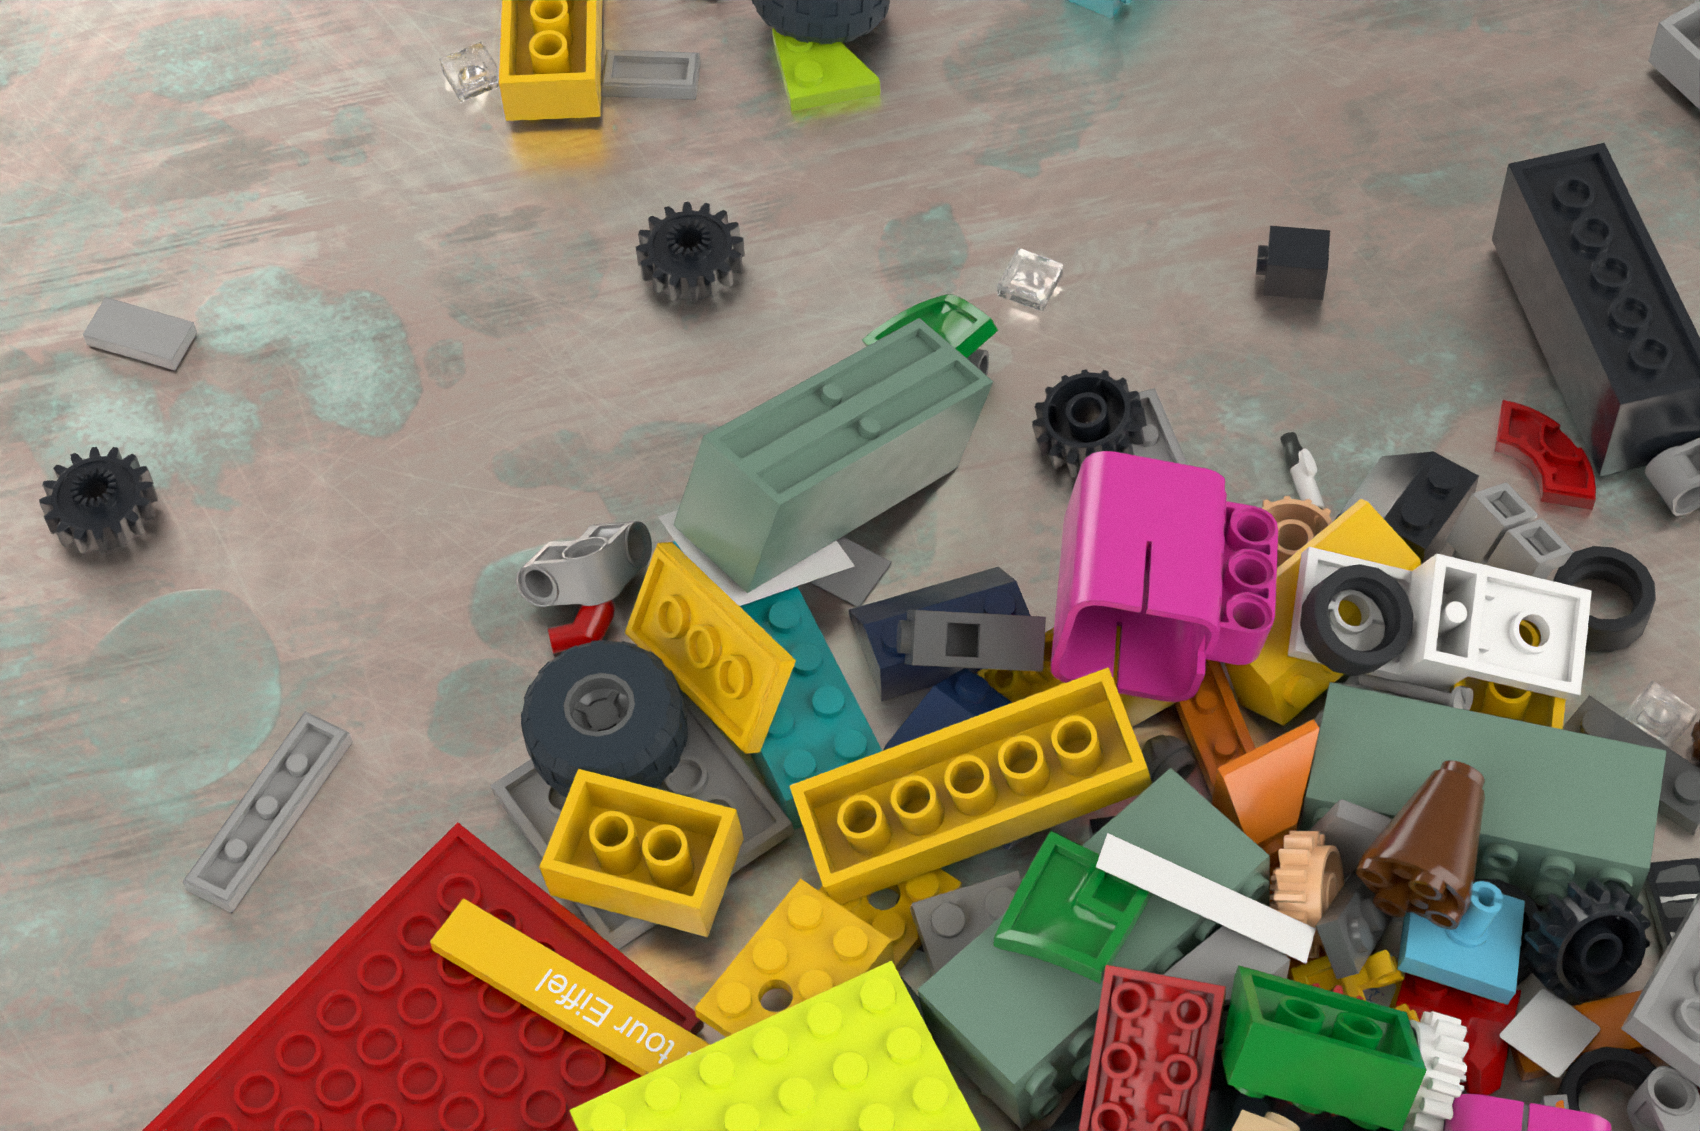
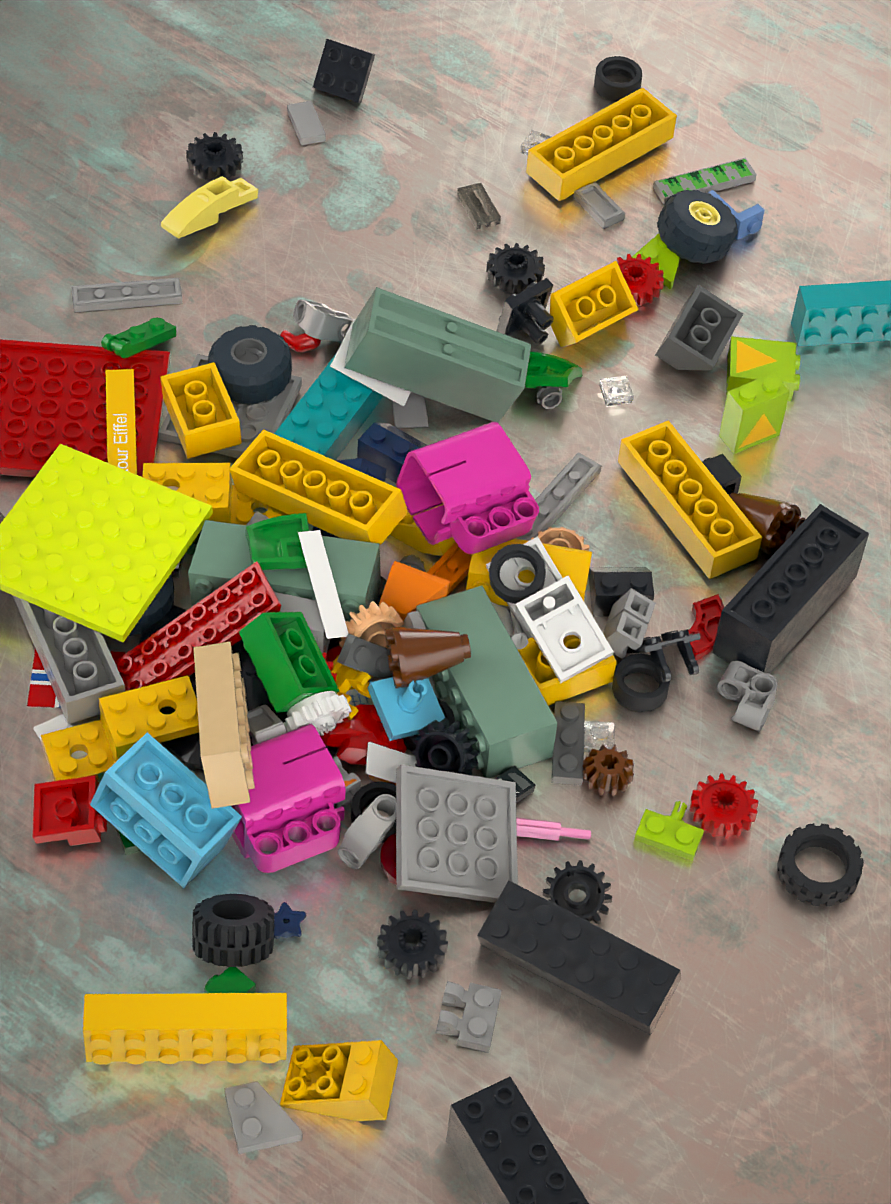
camera: 45 degrees right, 5 degrees down
(99, 213) = (343, 70): none -> black plate
(200, 577) = (205, 204): none -> light yellow slope
(392, 848) = (139, 337): none -> green plate
(513, 225) = (472, 213): none -> clear smoke tile
(710, 647) = (311, 373): yellow plate -> none
(804, 288) = (528, 312): none -> black plate
(843, 123) = (642, 278): none -> red gear
(871, 205) = (590, 304): none -> yellow slope
(972, 640) = (385, 448): dark grey brick -> none
(1013, 110) = (699, 332): none -> dark grey slope
(1085, 398) = (557, 449): black gear -> none
(1133, 83) = (756, 358): none -> lime brick
(1232, 140) = (754, 413): none -> lime brick
(1302, 469) = (610, 540): white piece -> none
(1317, 320) = (689, 499): none -> yellow brick
(1421, 258) = (770, 517): none -> reddish brown cone
(1576, 511) = (655, 644): none -> black plate

